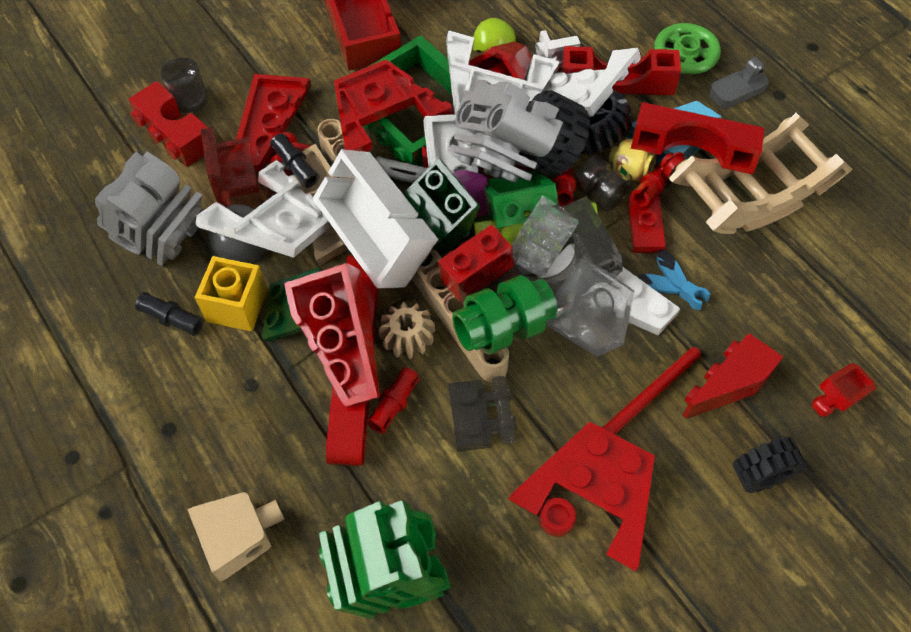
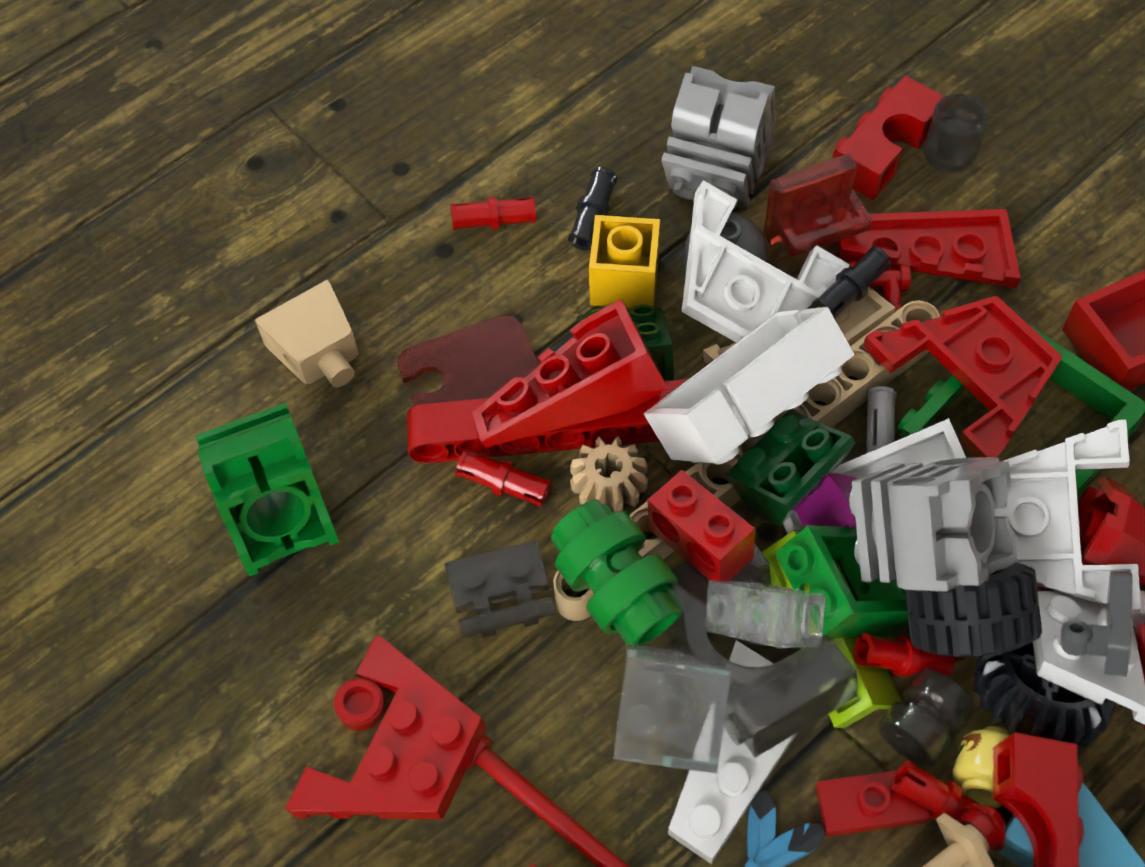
camera: 85 degrees right, 0 degrees up
(149, 385) = (493, 213): none -> red pin
(284, 410) = (471, 360): none -> clear red piece
(579, 66) = (1109, 640): none -> dark grey piece

